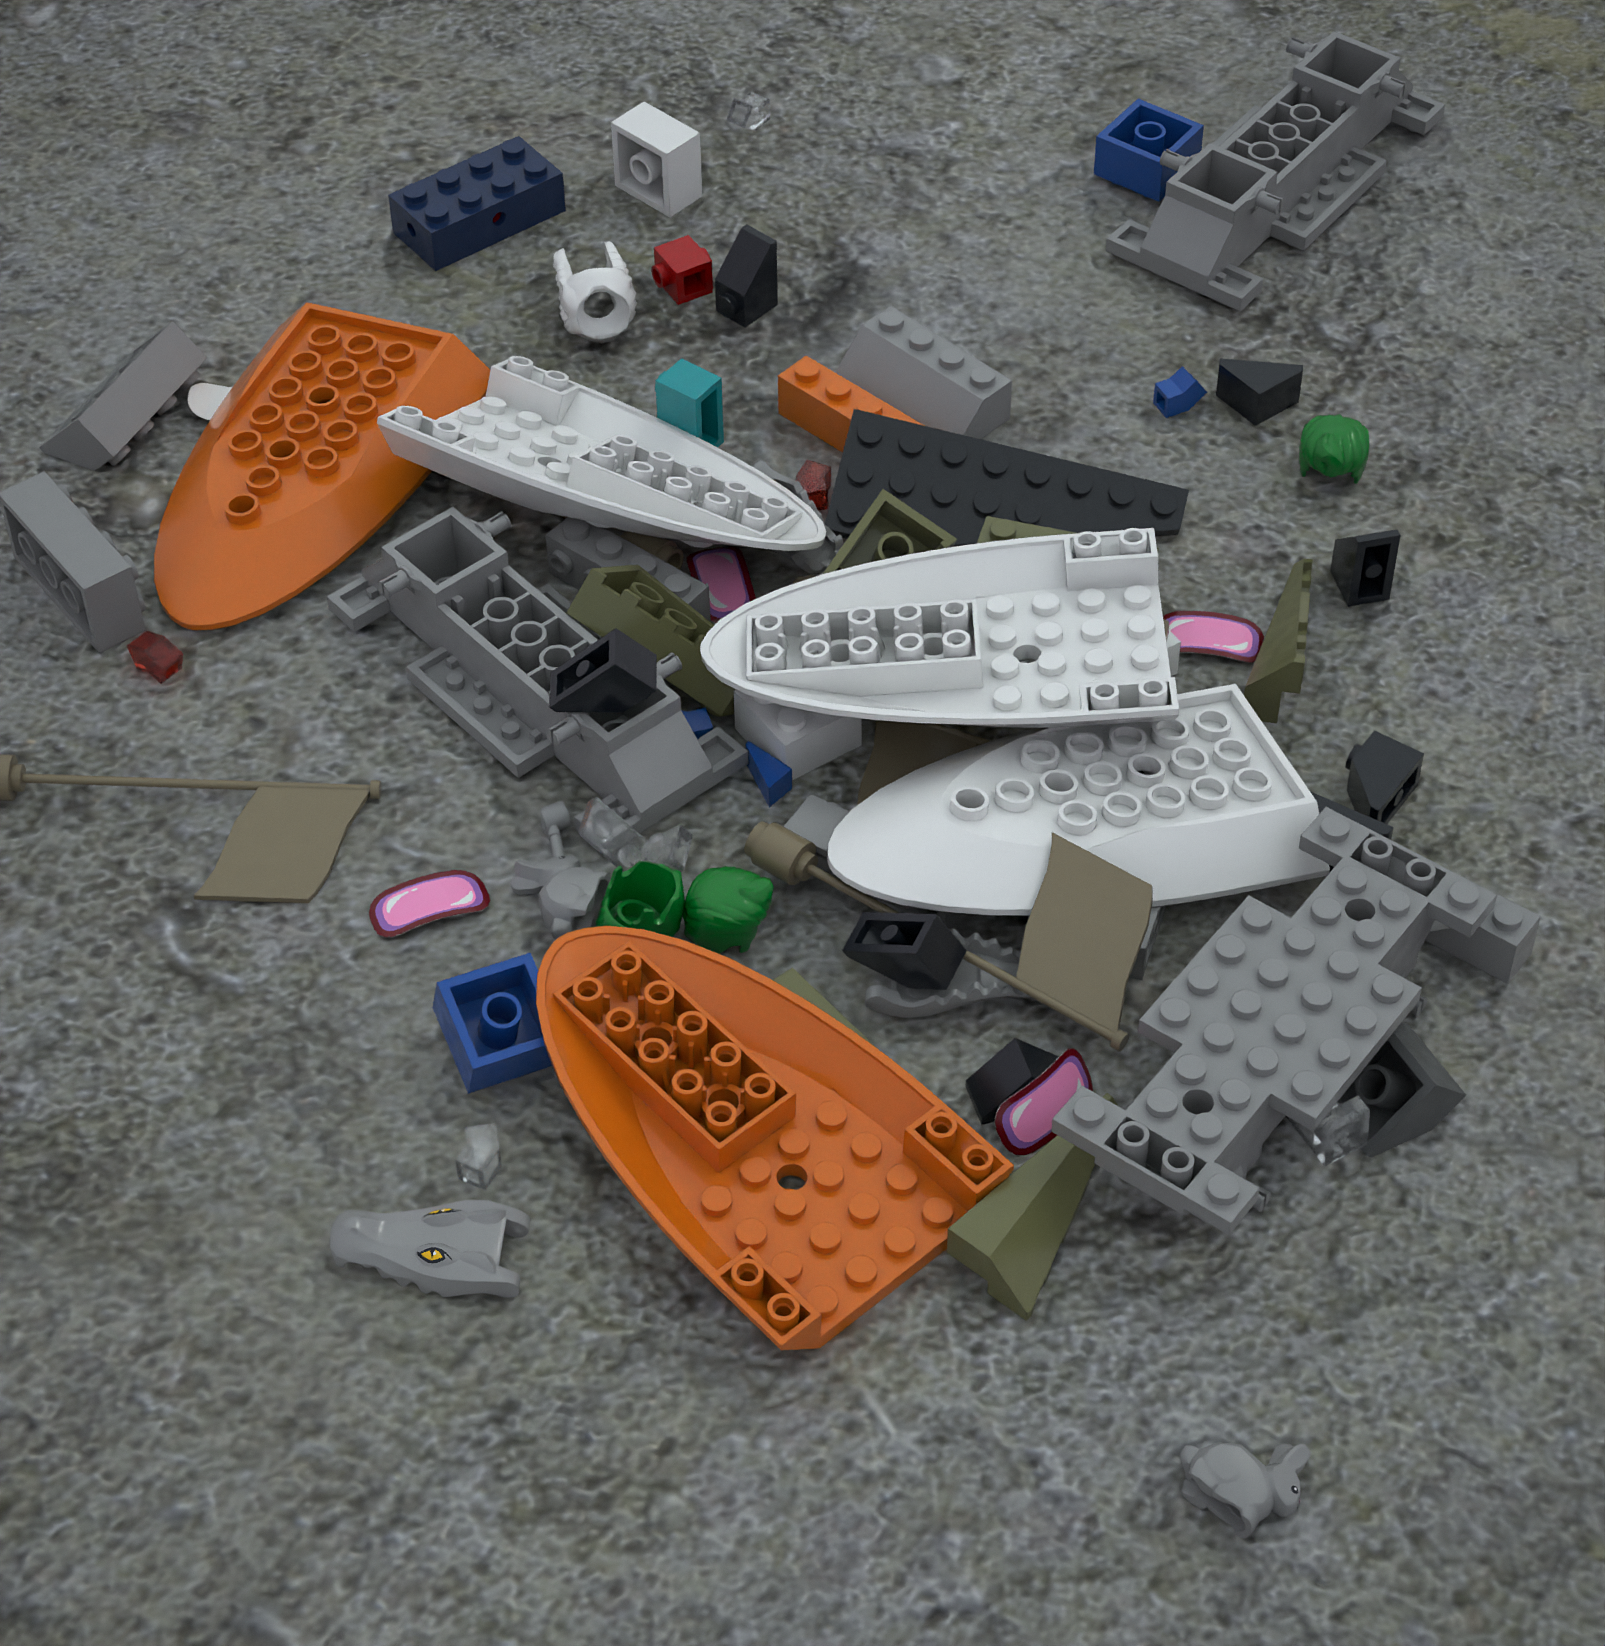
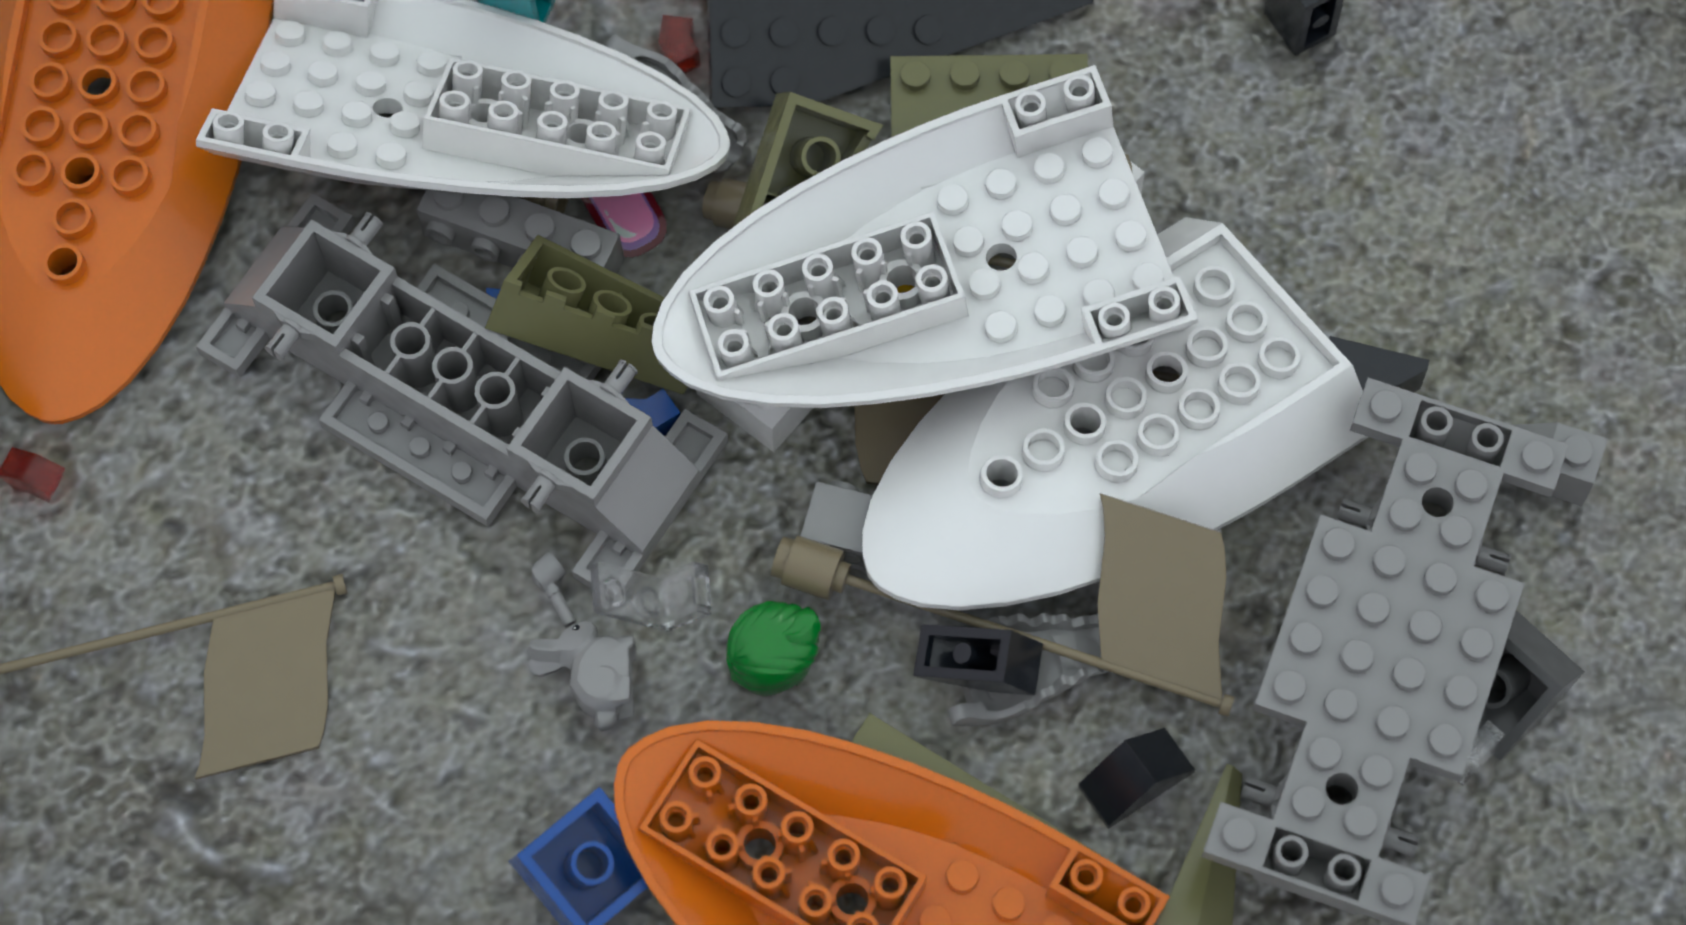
camera: 15 degrees left, 20 degrees up
(427, 900) = (448, 715): sticker -> none
(604, 676) = (568, 428): black slope -> none
(644, 898) = (682, 671): green hair -> none
(769, 774) = (757, 452): blue piece -> none
(1027, 1116) = (1174, 798): sticker -> none
(1216, 634) = (1169, 136): sticker -> none
(1282, 656) = (1251, 150): olive wedge -> none
(1382, 776) = (1393, 290): black slope -> none

